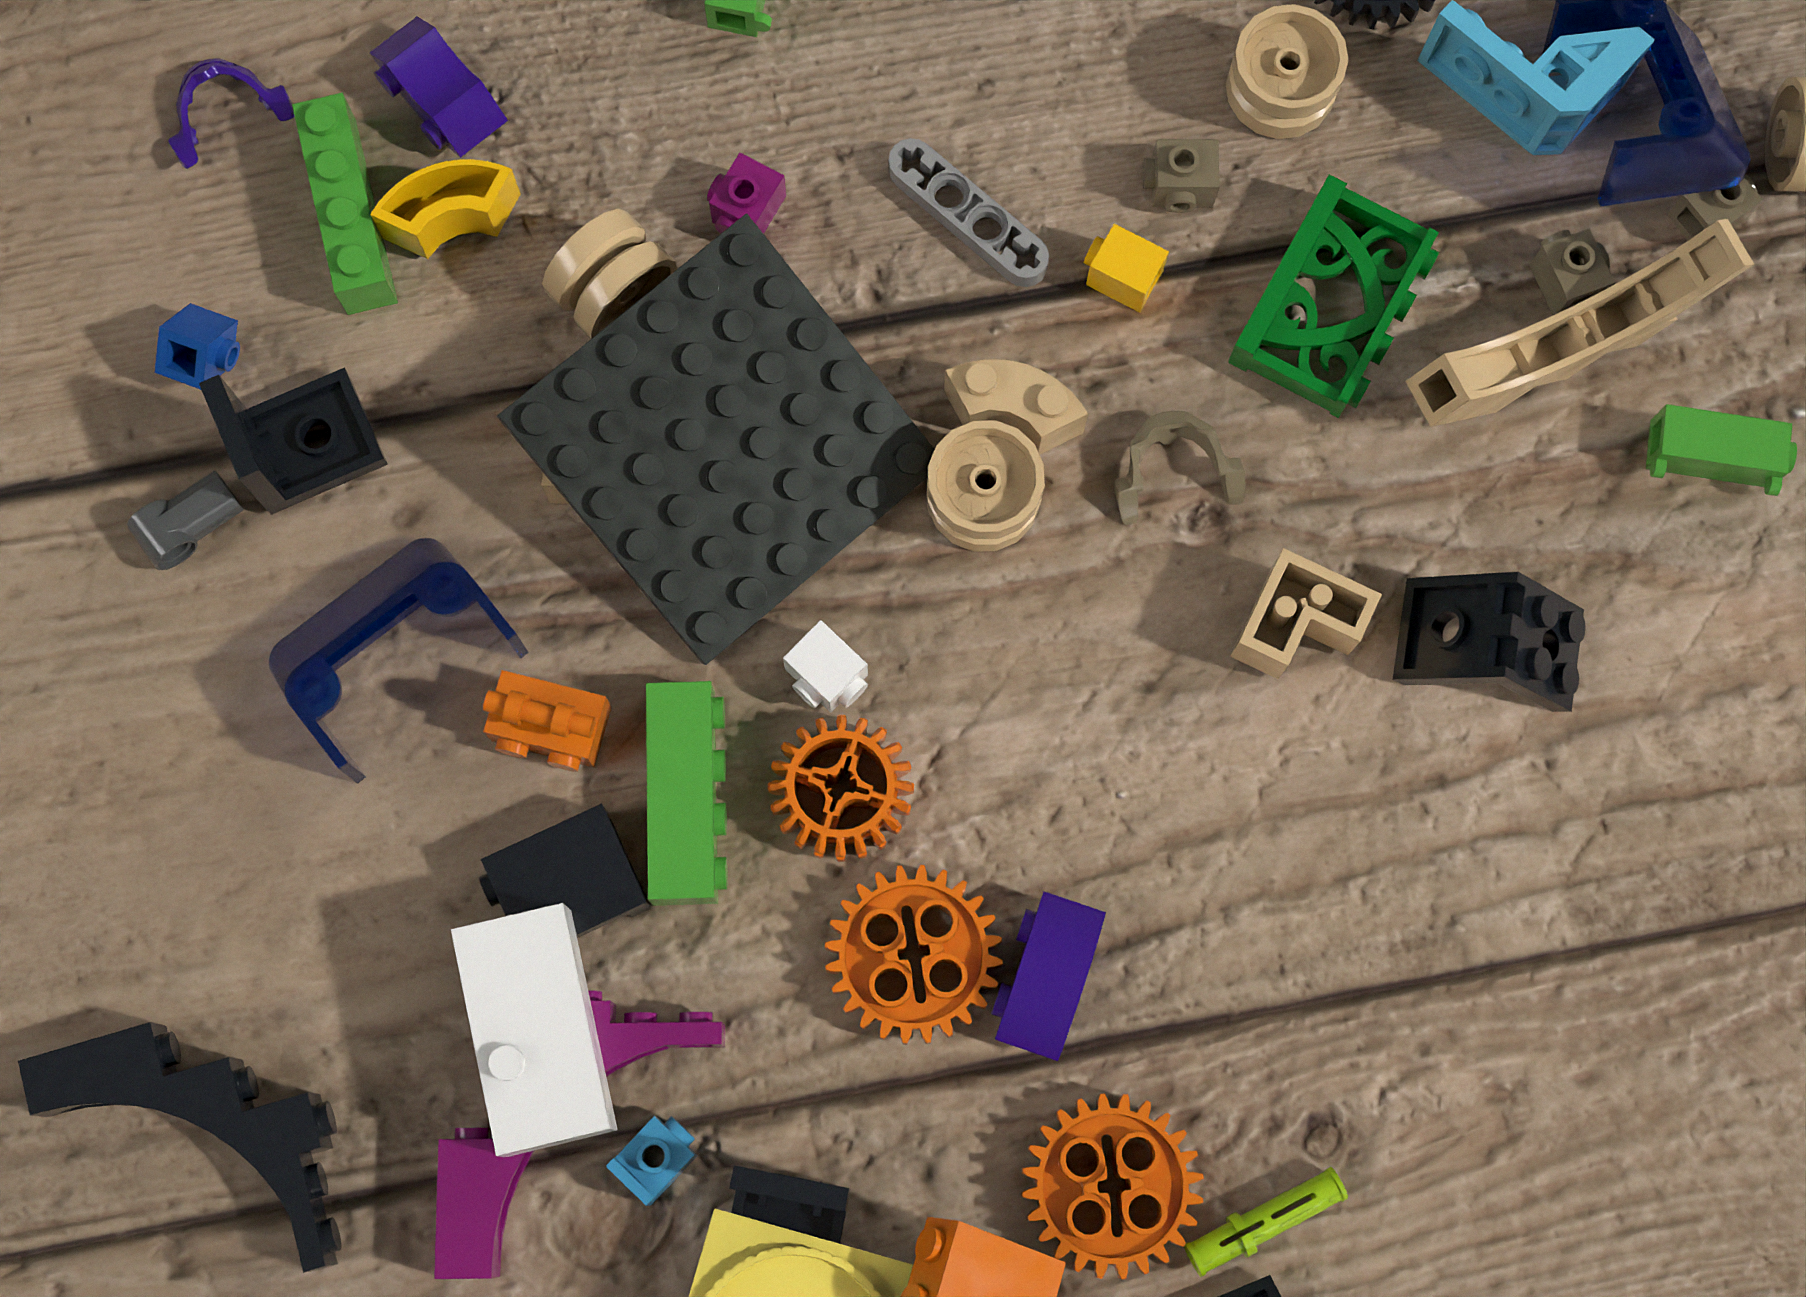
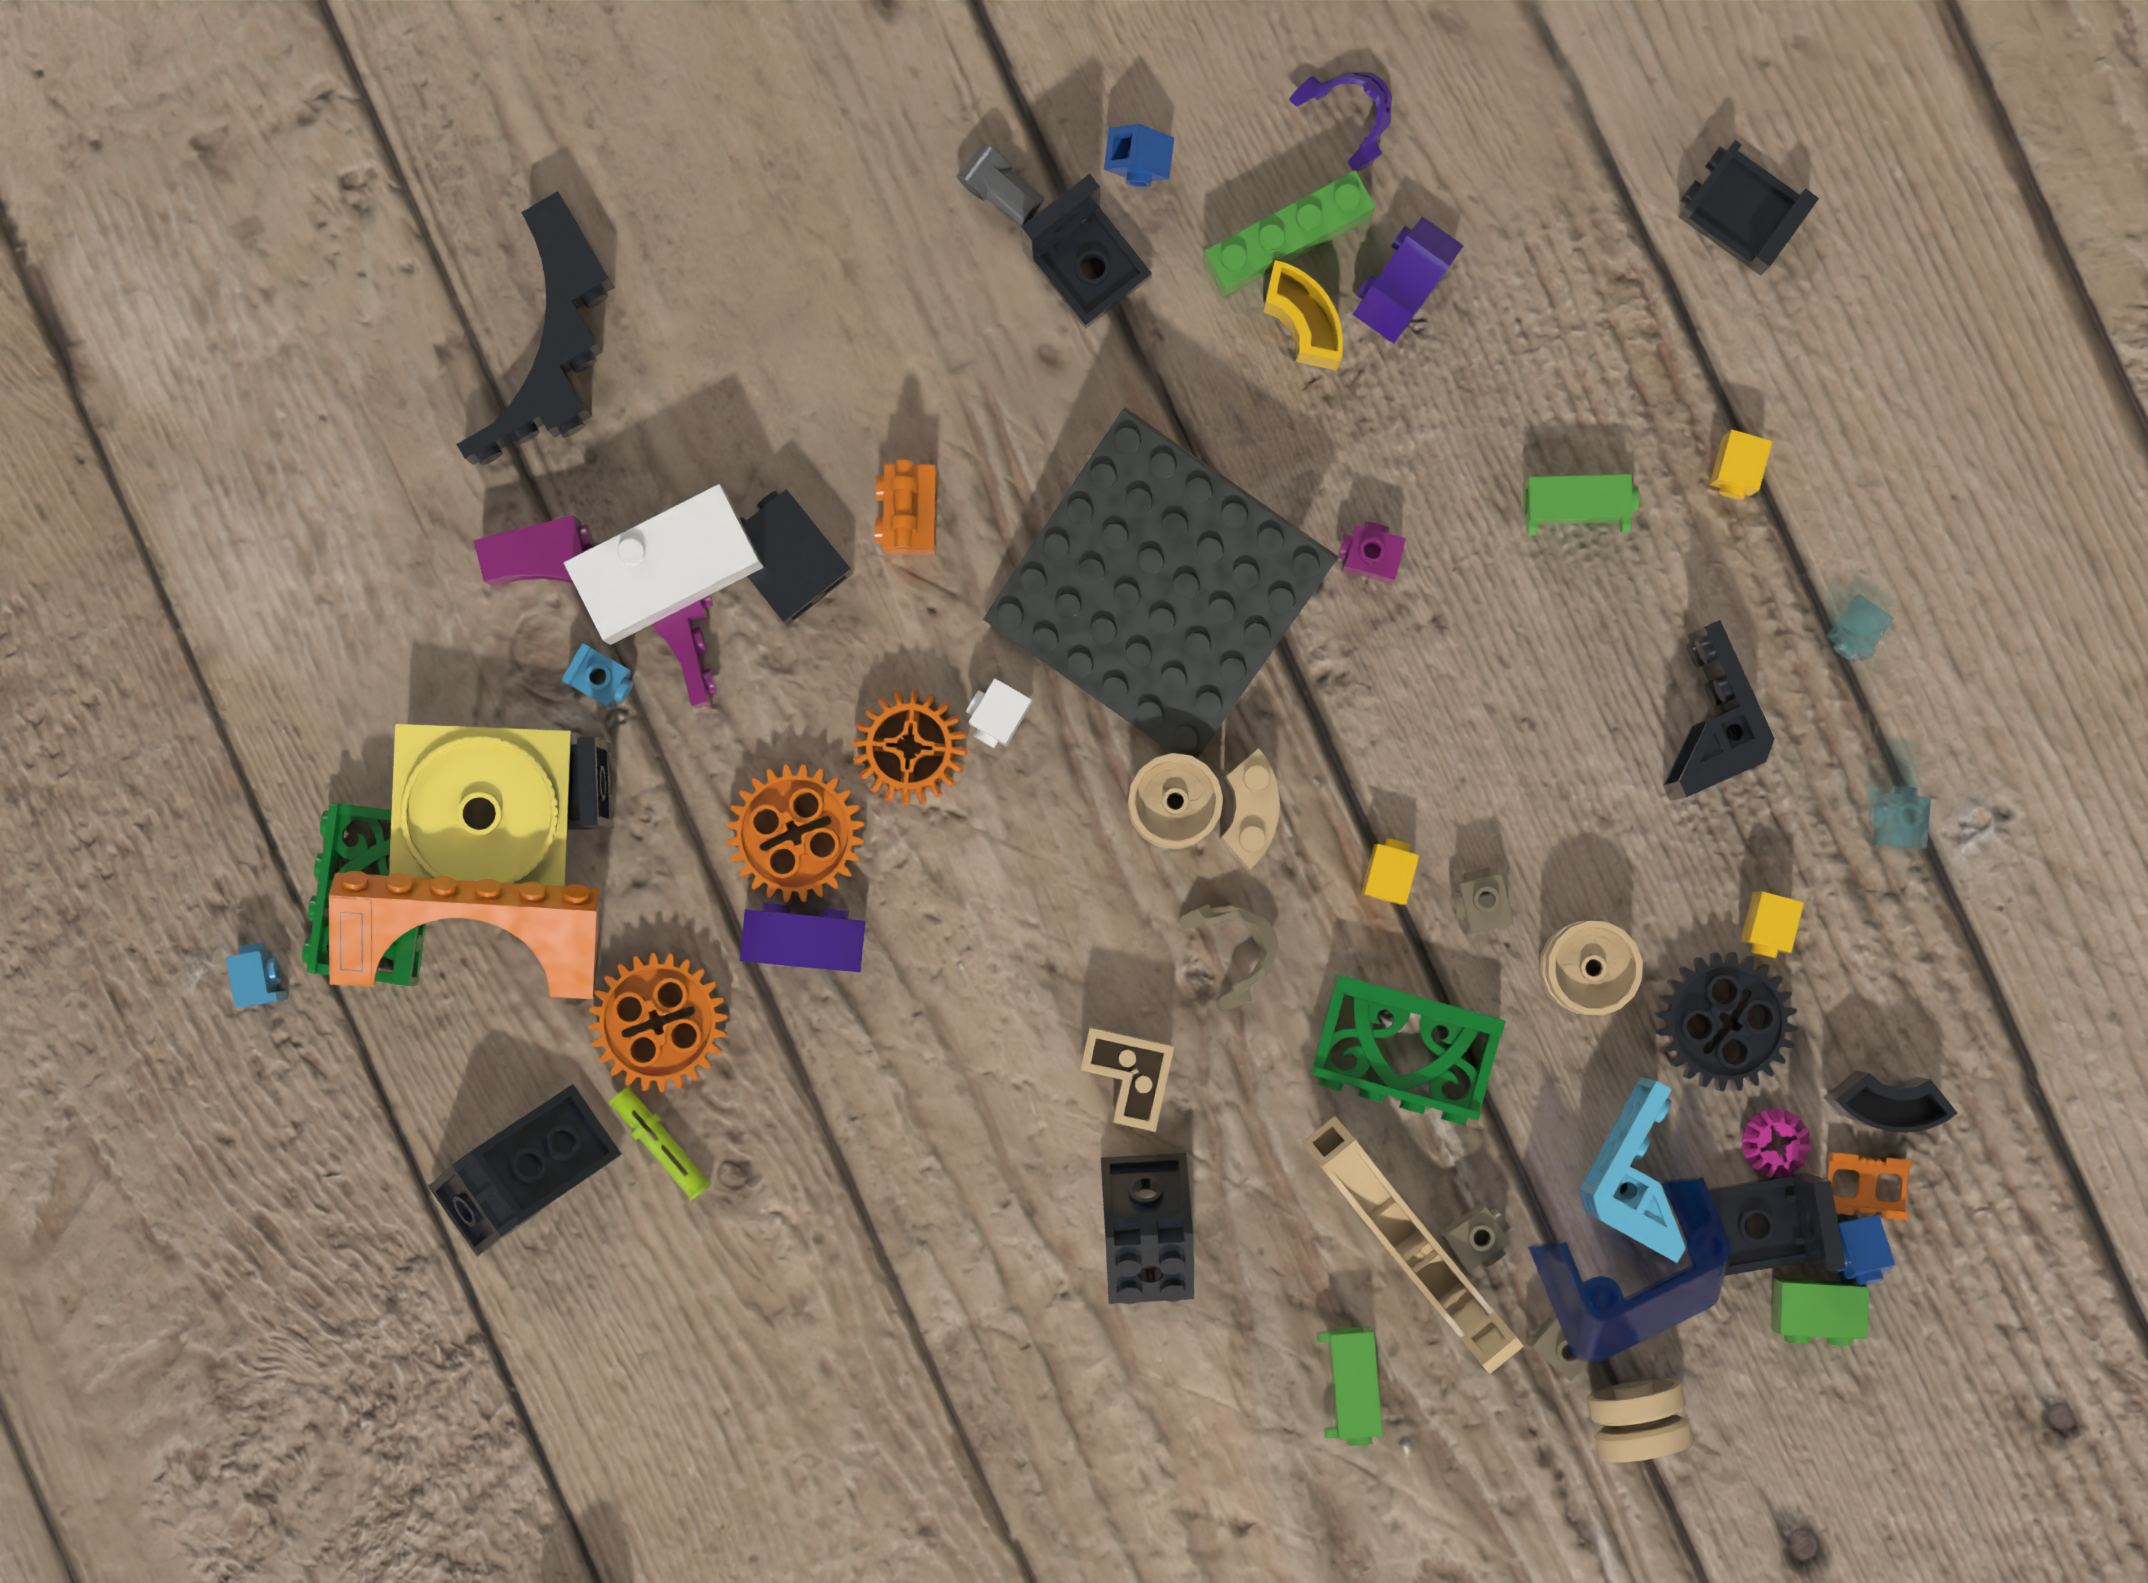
camera: 80 degrees right, 10 degrees up
(311, 653) = (998, 377): clear blue windscreen -> none
(605, 270) = (1273, 462): tan wheel -> none
(682, 793) = (875, 628): bright green brick -> none
(973, 207) = (1404, 732): light grey beam -> none

